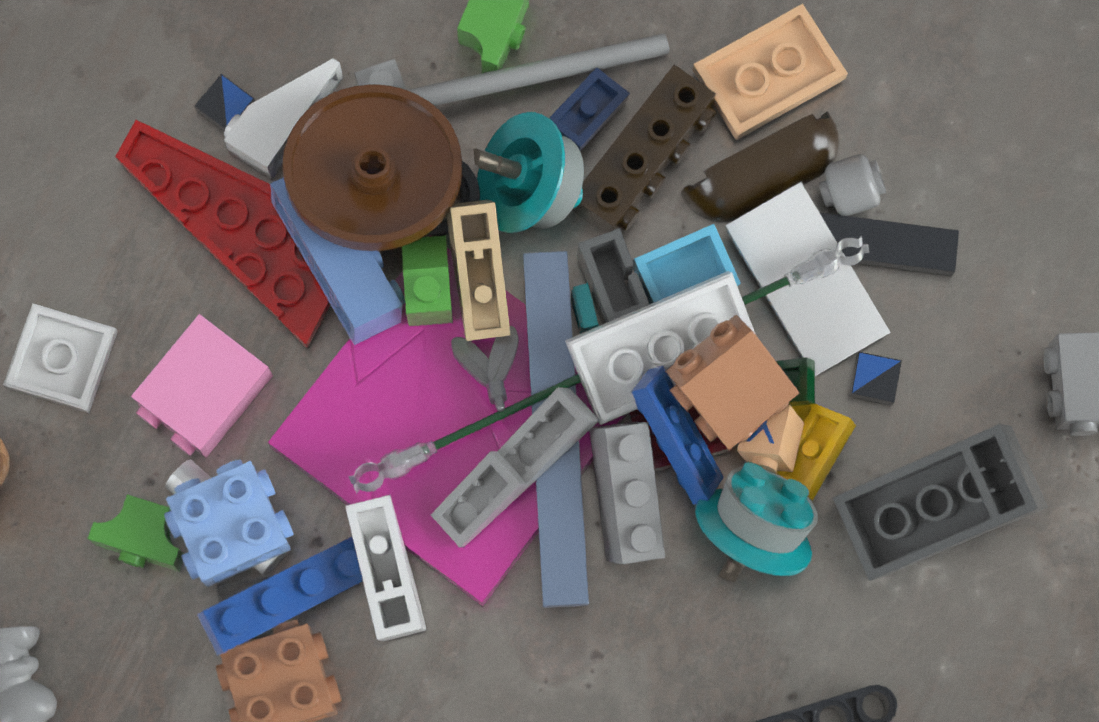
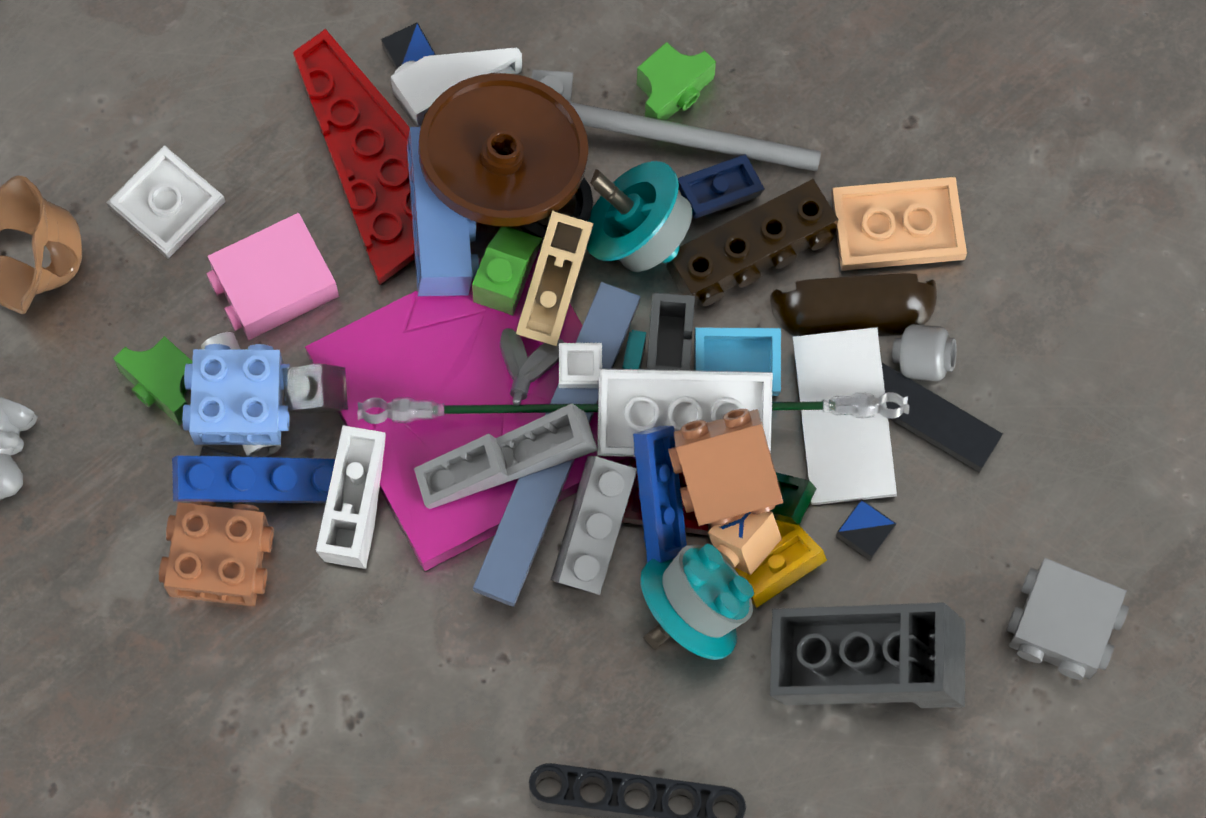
camera: 25 degrees right, 5 degrees down
(300, 481) = (315, 389): none -> clear smoke brick
(542, 344) = (579, 365): none -> white tile

